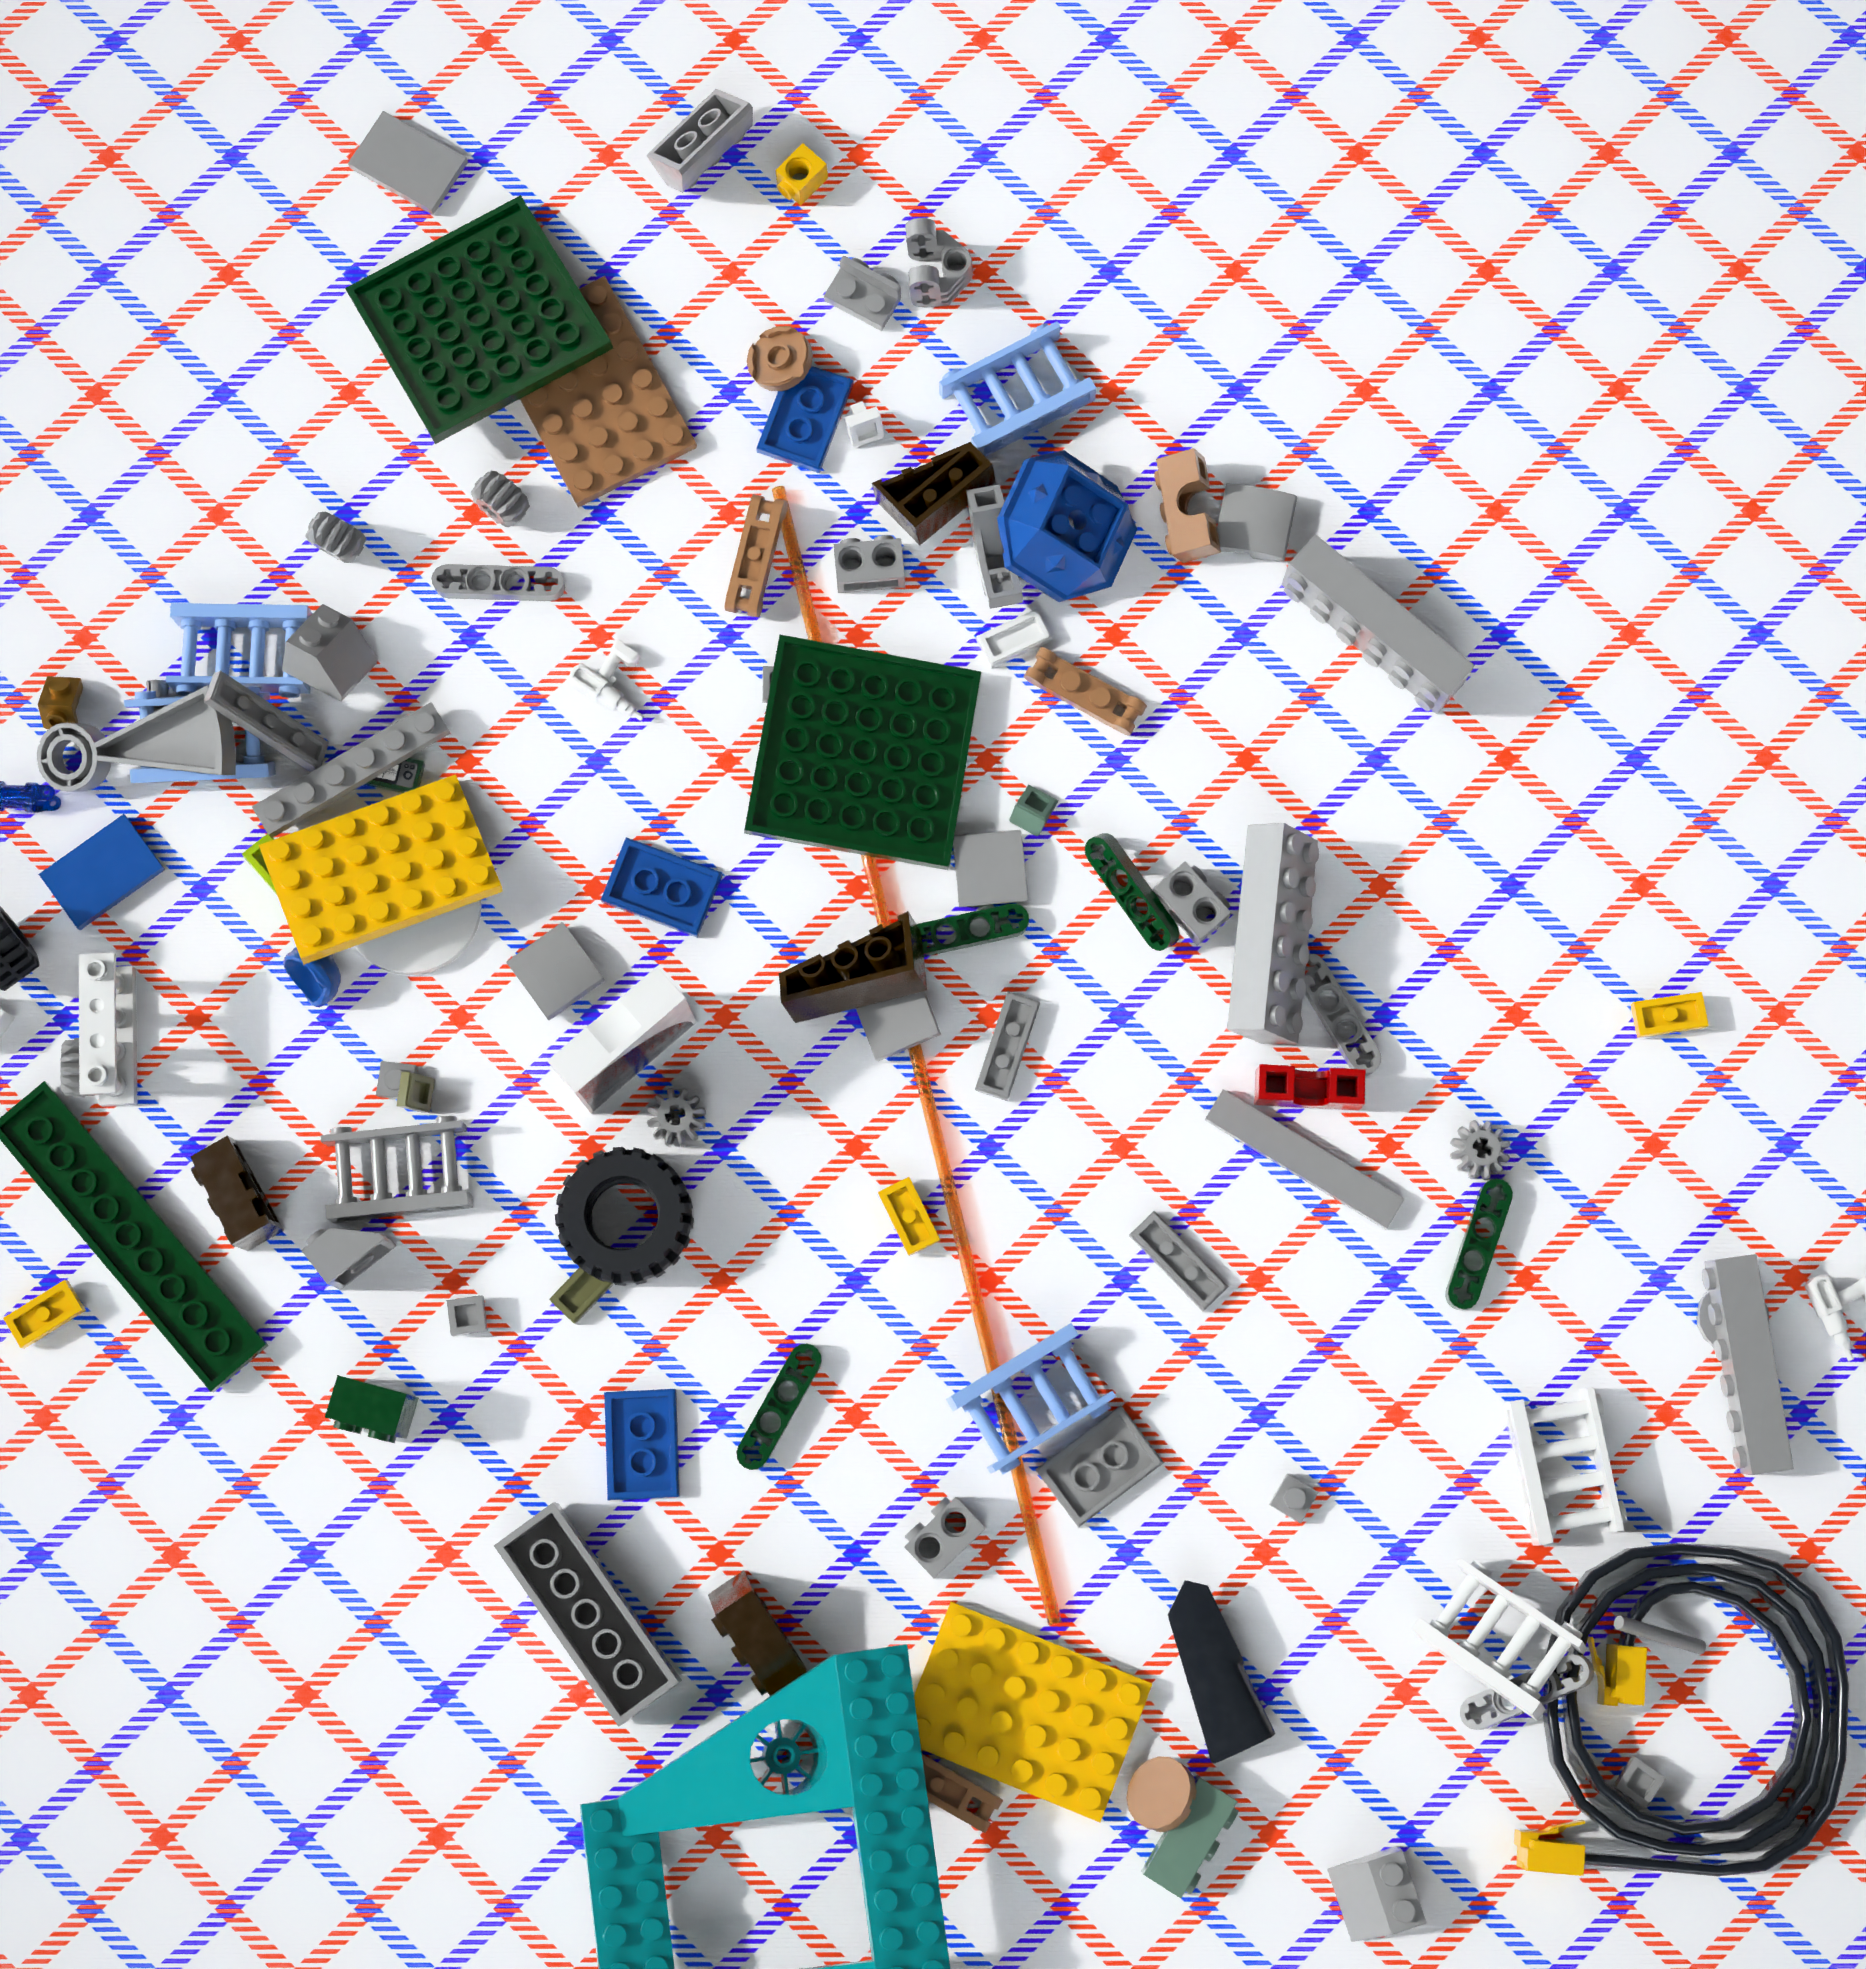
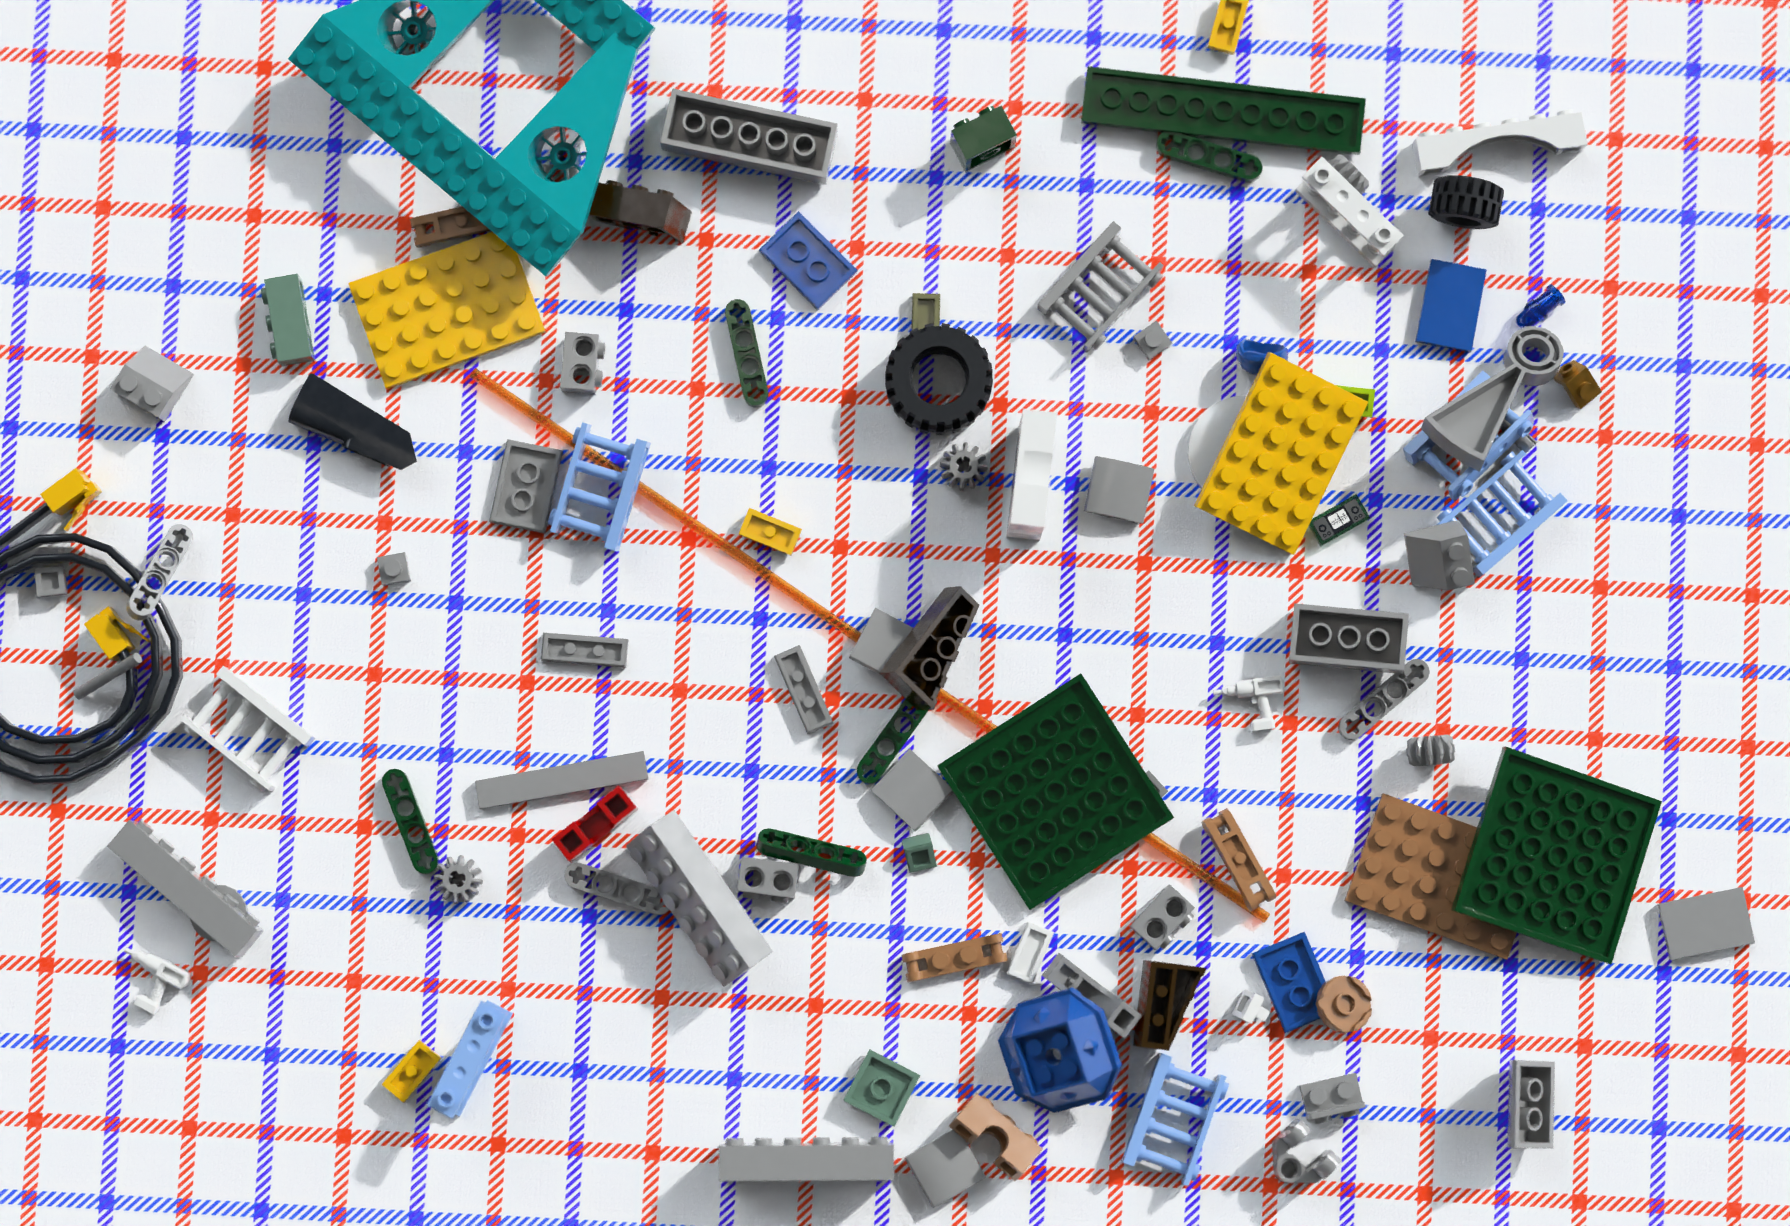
camera: 135 degrees right, 5 degrees up
(187, 1202) = (1210, 151): none -> dark green beam
(235, 1194) = (1182, 188): dark brown wedge -> none
(265, 721) = (1433, 476): light grey tile -> none
(335, 537) = (1508, 633): light grey gear -> none
(345, 1254) = (1084, 209): light grey slope -> none
(351, 770) = (1358, 499): light grey plate -> none
(415, 1092) = (1133, 342): olive tile -> none
(467, 1315) = (979, 241): light grey plate -> none
(478, 653) = (1349, 638): none -> light grey brick
(661, 887) = (1103, 599): blue tile -> none
(801, 161) = (1452, 1153): yellow brick -> none
(1161, 1794) = (326, 328): tile -> none
(1251, 635) = (881, 1087): none -> sand green plate
(1497, 1674) = (186, 563): white fence -> none
(1609, 972) = (470, 1059): none -> light blue fence

